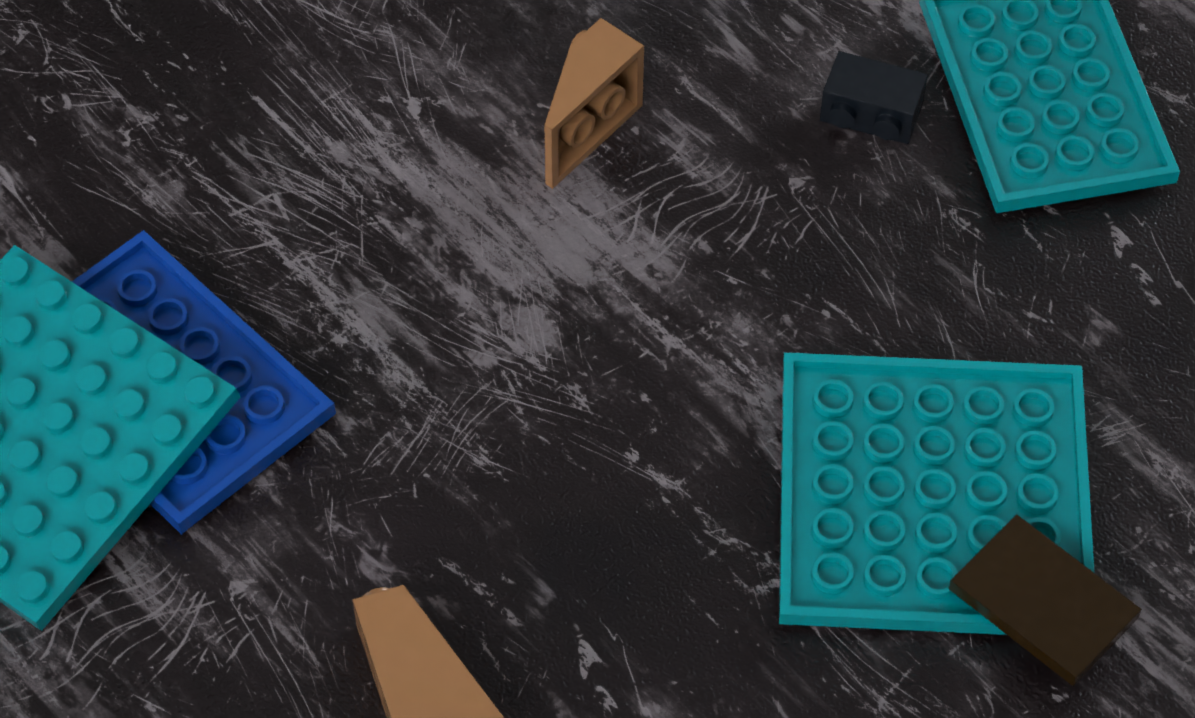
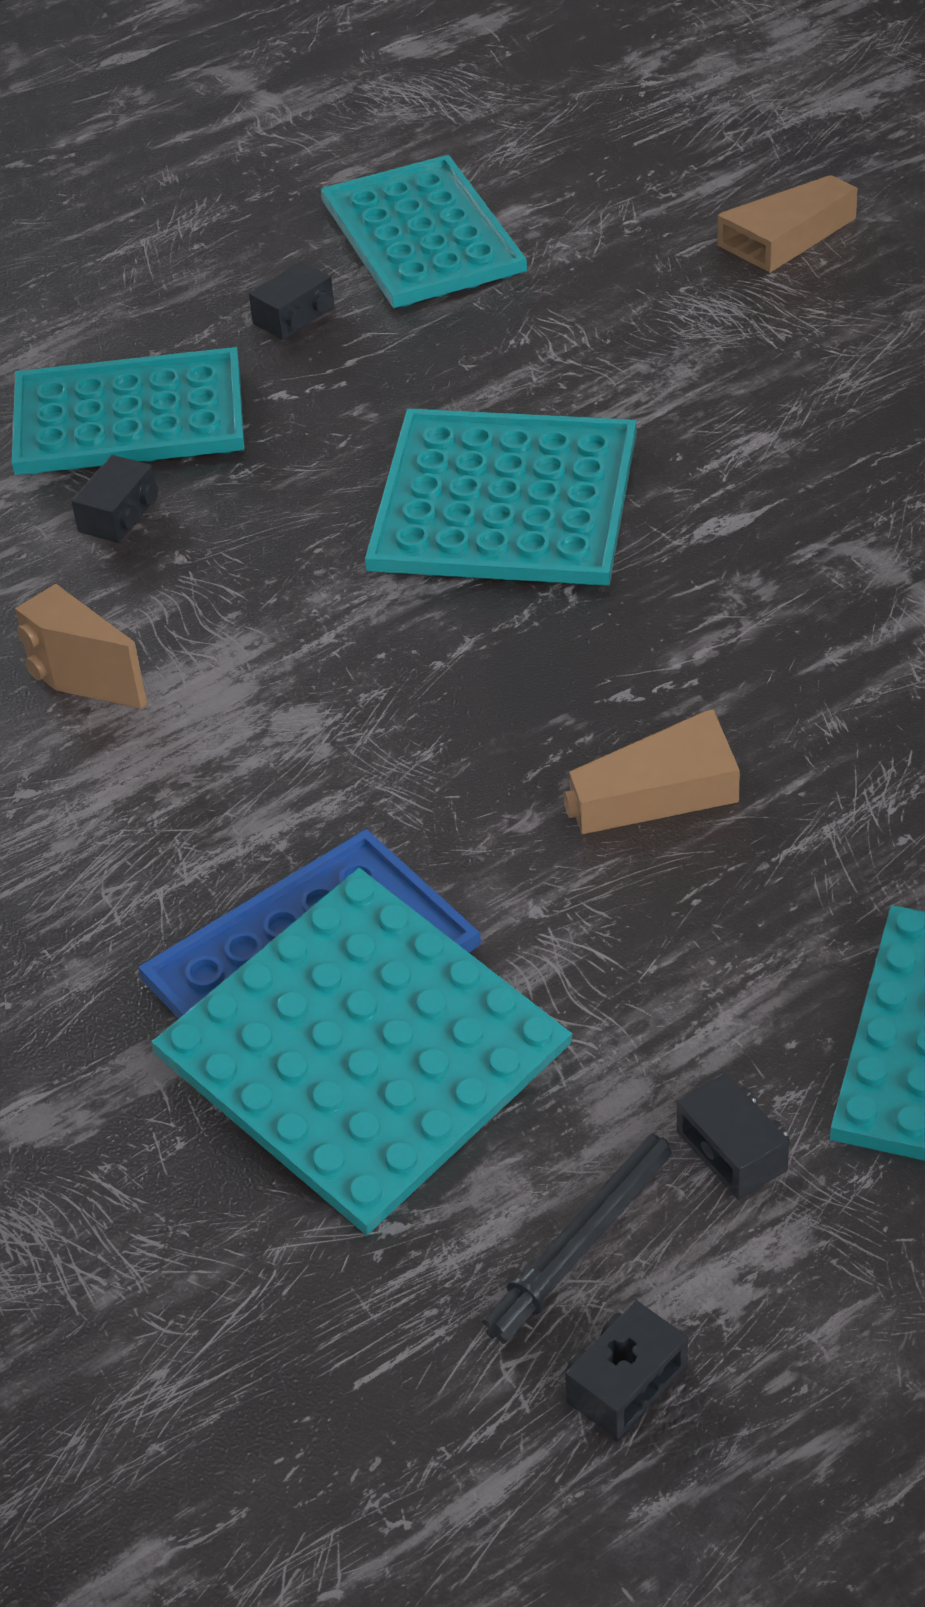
camera: 80 degrees left, 10 degrees down
(1045, 599) = (613, 436): dark brown tile -> none

